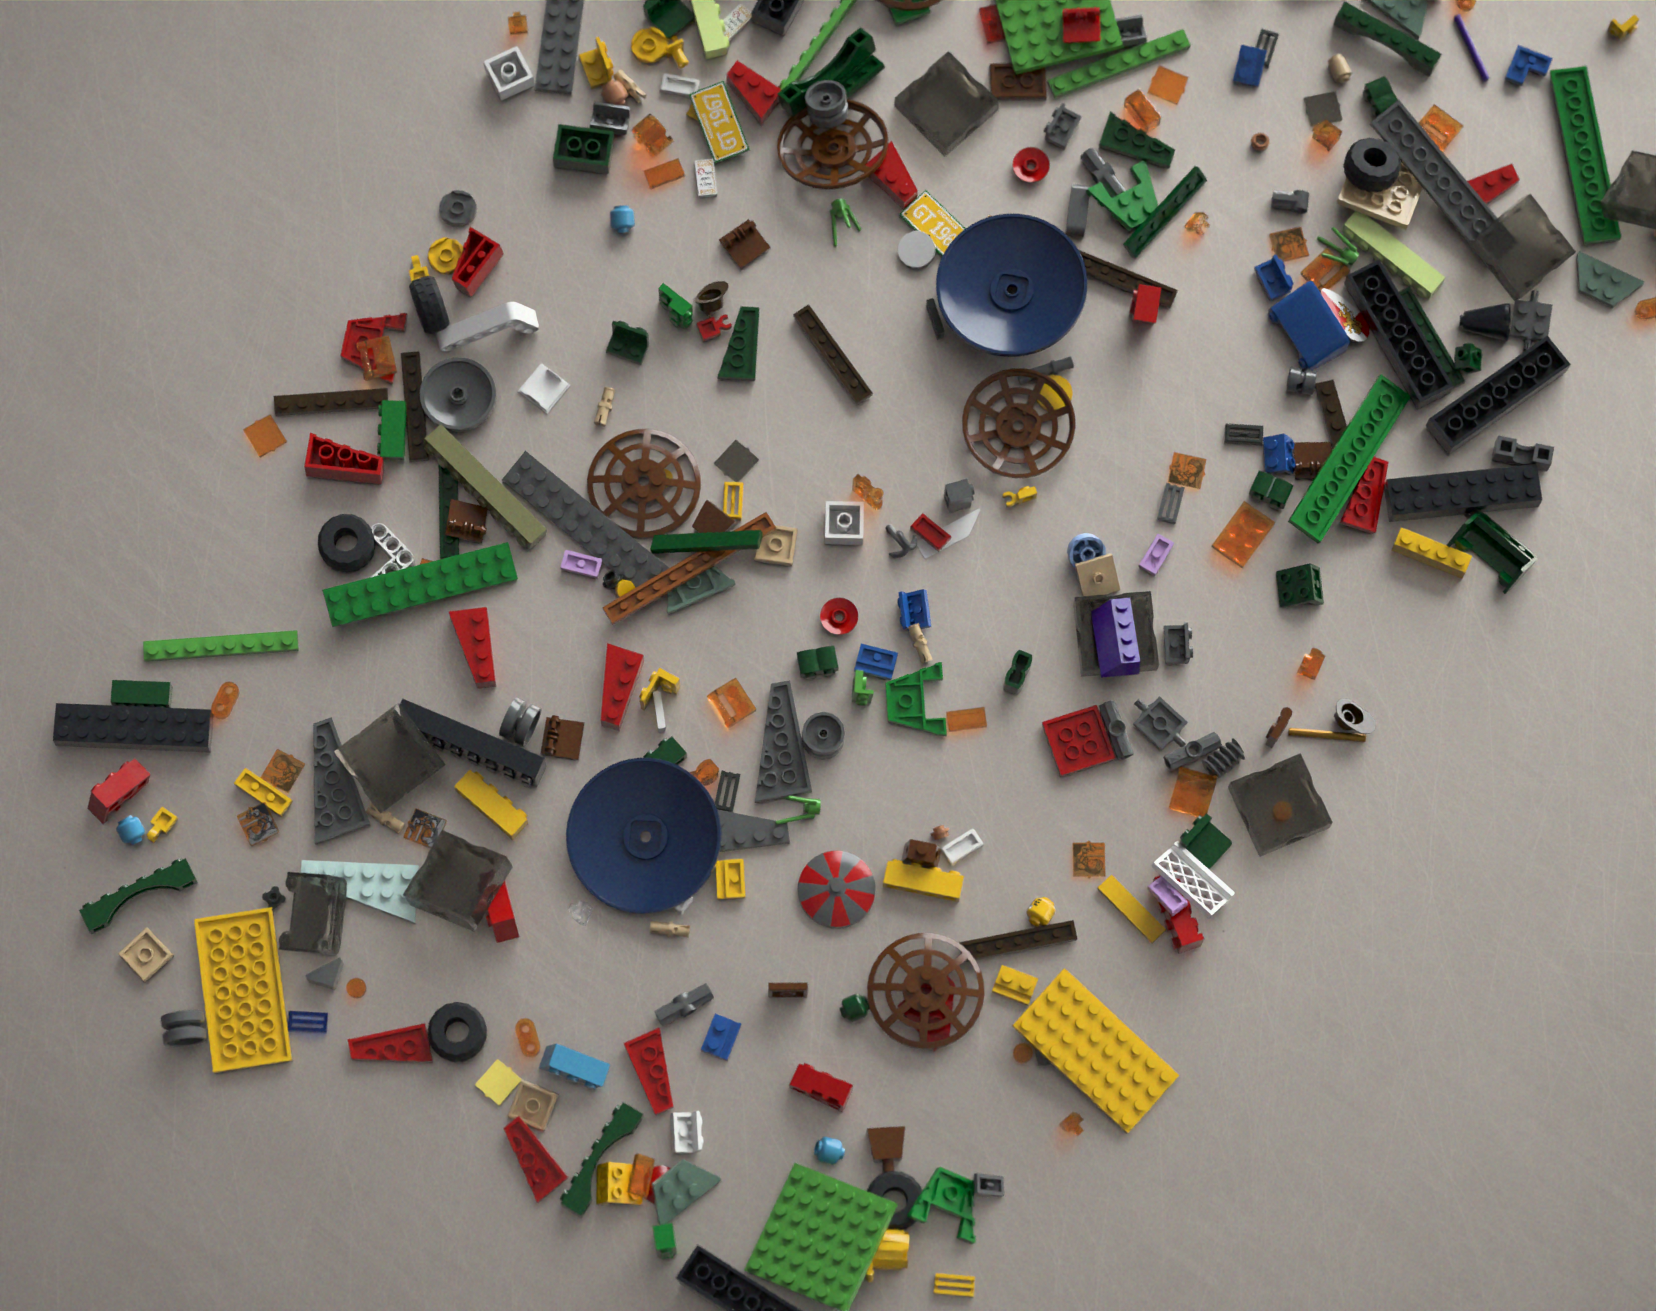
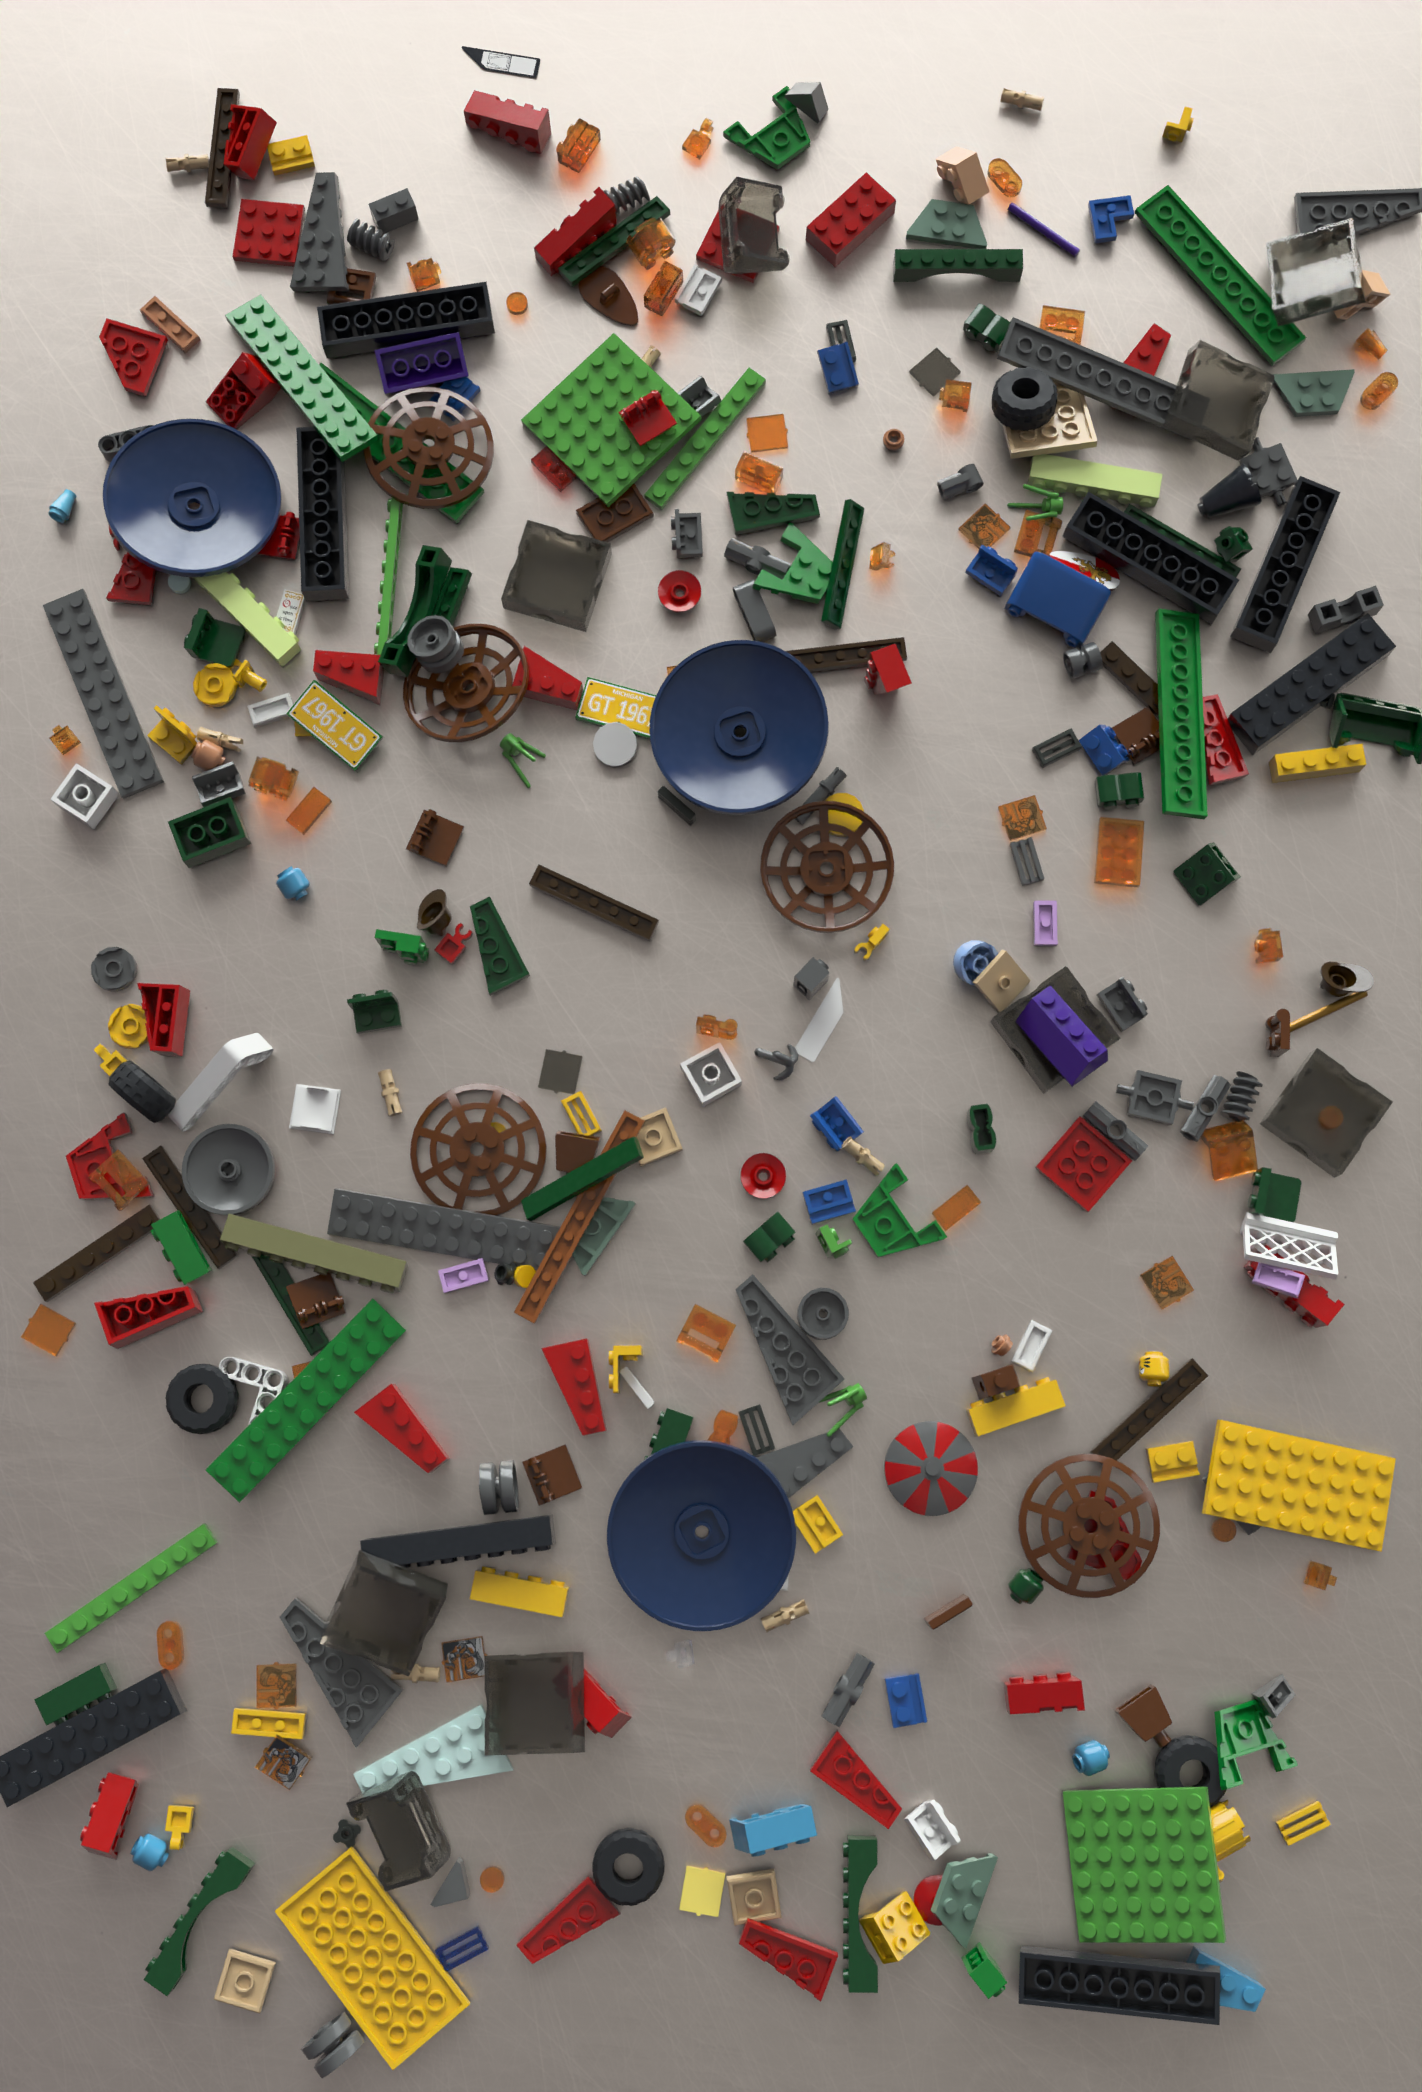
camera: 25 degrees left, 5 degrees up
(641, 1175) = (913, 1906): clear orange tile -> none
(705, 178) = (354, 791): white tile -> none
(930, 532) = (803, 1031): red tile -> none
(1131, 908) = (1241, 1309): yellow tile -> none
(1339, 68) = (928, 321): tan brick -> none

